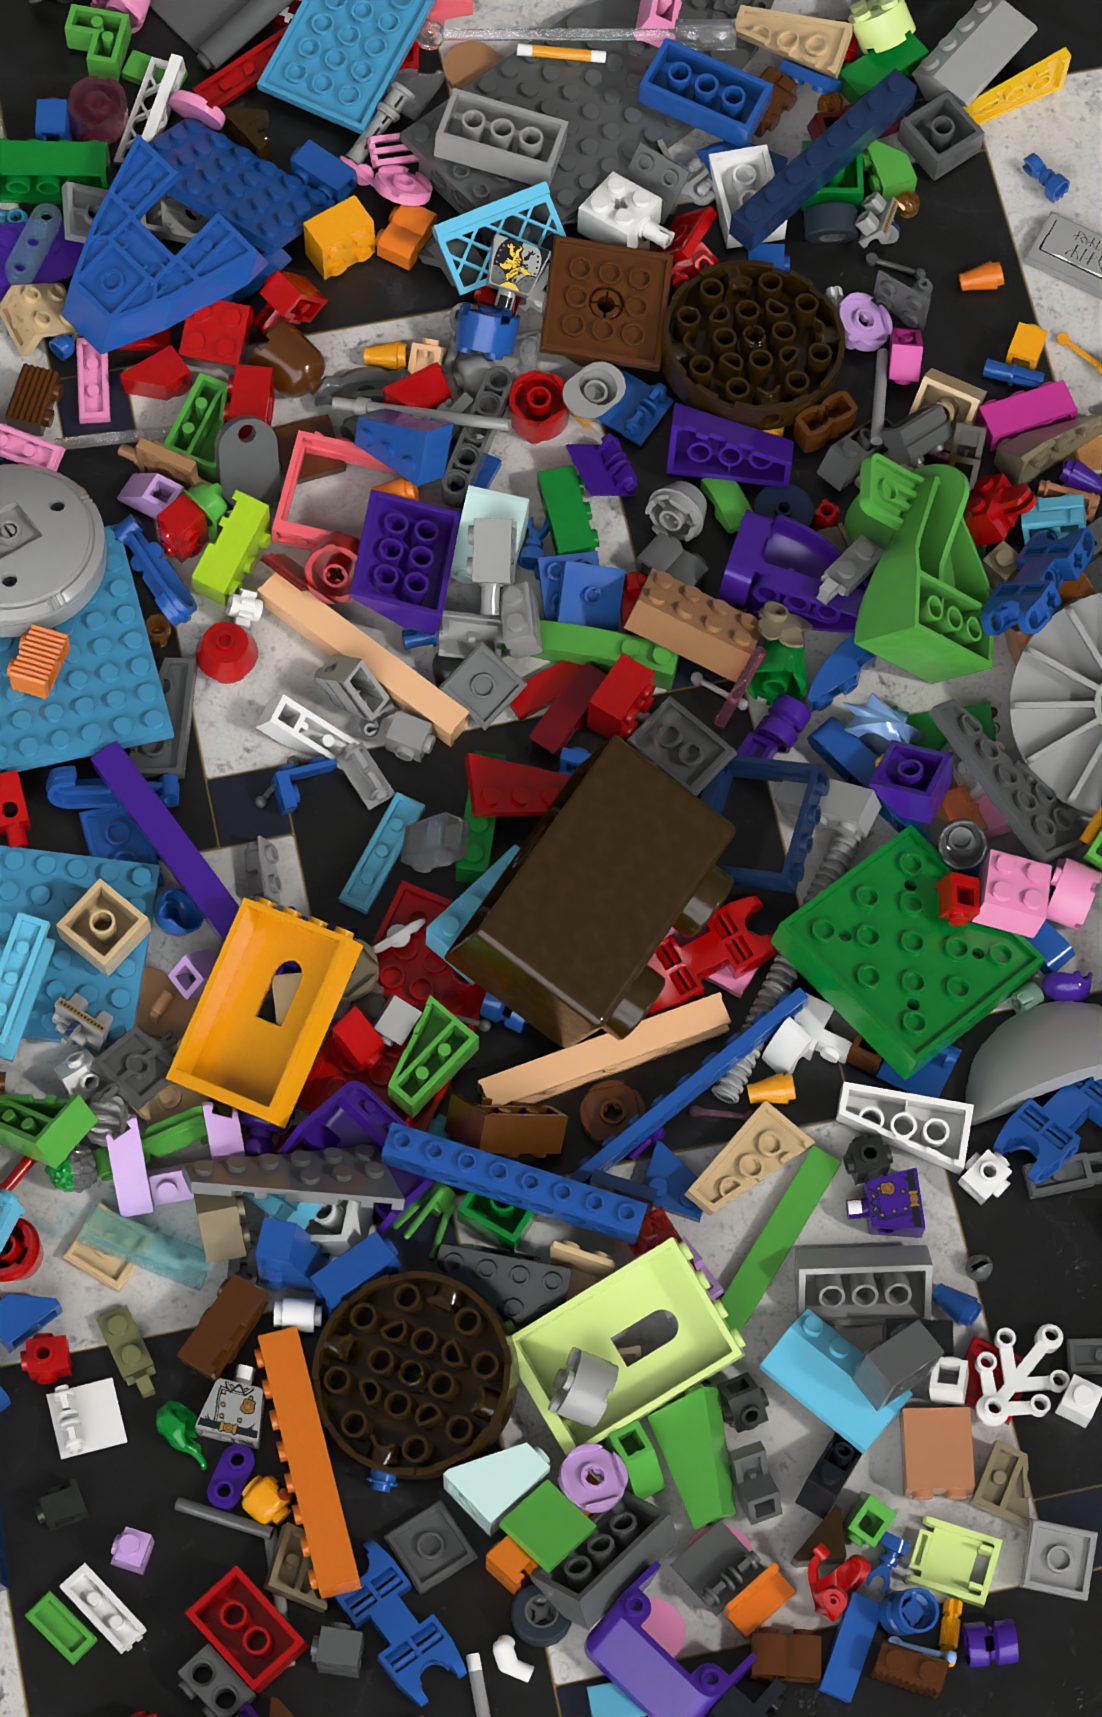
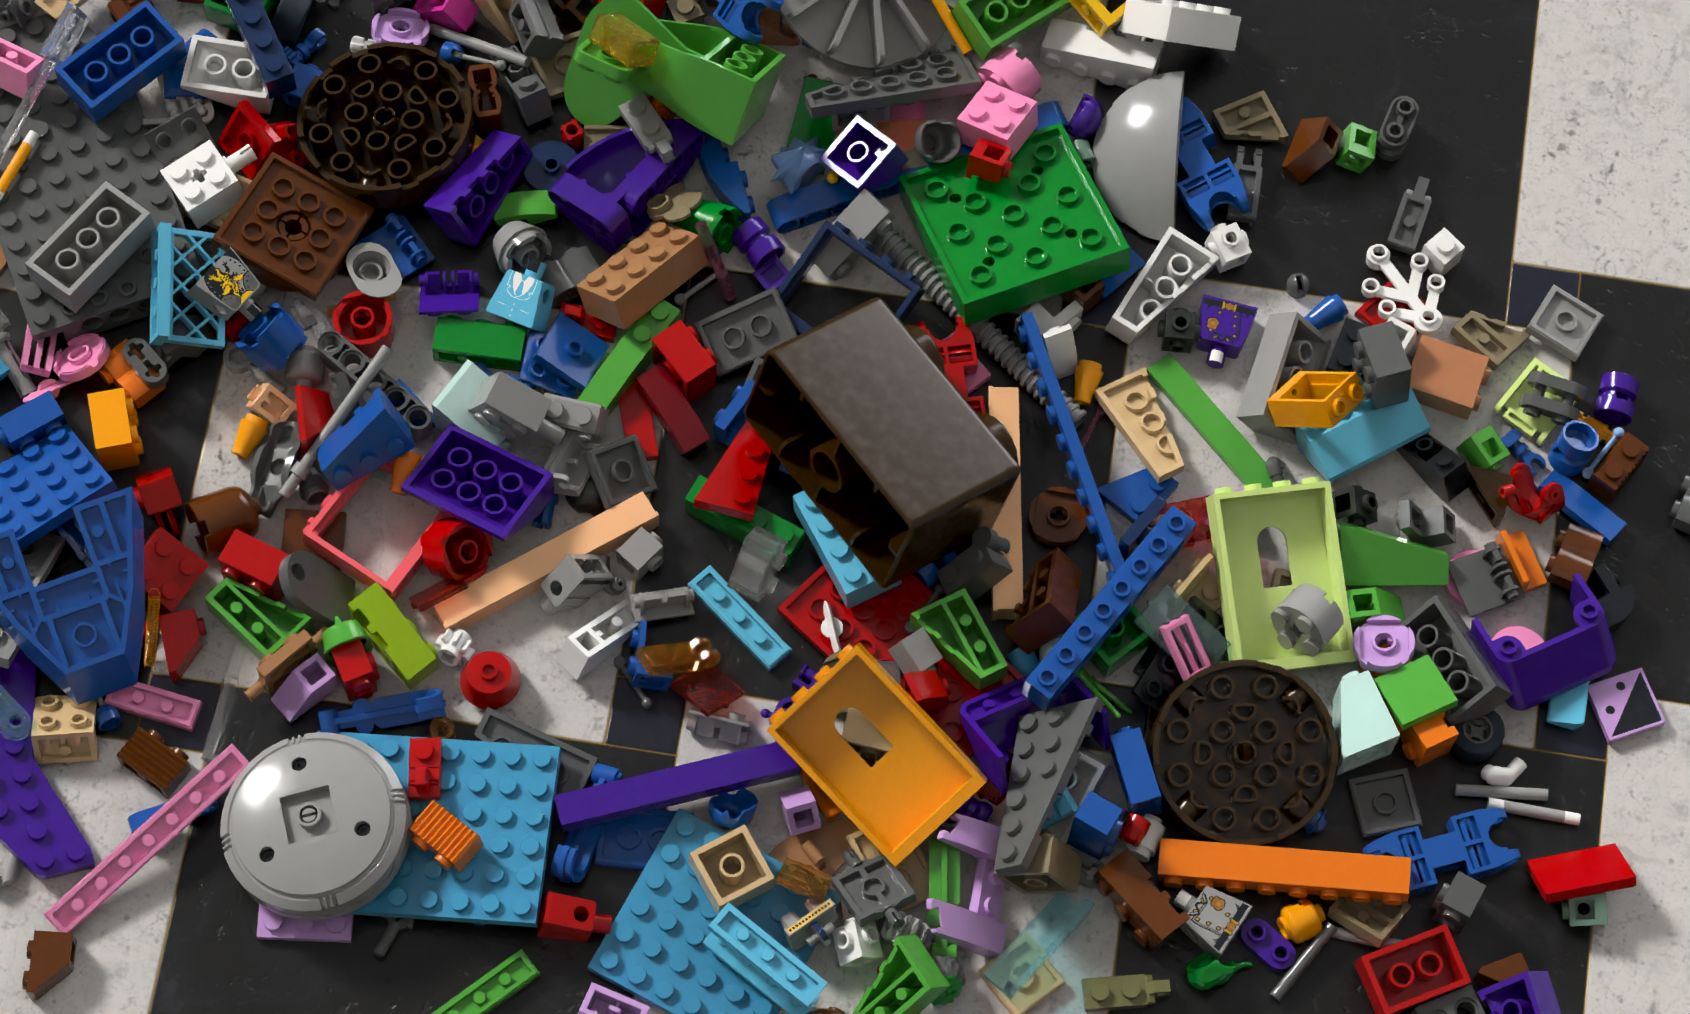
camera: 70 degrees left, 0 degrees up
(105, 622) = (425, 769): none -> red hinge
(125, 1001) = (803, 879): none -> clear orange piece
(160, 348) = (153, 630): none -> light orange piece
(292, 847) = (707, 690): none -> clear red piece
(292, 1295) = (1134, 829): none -> red hose
(309, 805) = (678, 657): none -> clear orange hinge
(419, 239) = (140, 367): none -> dark grey beam
(490, 1665) = (1501, 792): none -> light grey bar
(514, 1046) = (978, 566): none -> dark grey hinge
(521, 1254) = (1174, 651): none -> bright pink tile
(521, 1267) = (1169, 606): none -> clear light blue piece
(625, 532) = (524, 297): none -> medium azure torso
(751, 1308) = (1274, 468): none -> dark grey animal
(816, 254) = (313, 42): none -> blue piece
(853, 1305) = (1317, 399): none -> light orange window
(862, 384) = (454, 54): none -> hinge
(909, 495) = (624, 40): none -> clear yellow brick
(943, 1584) = (1560, 412): none -> dark grey brick

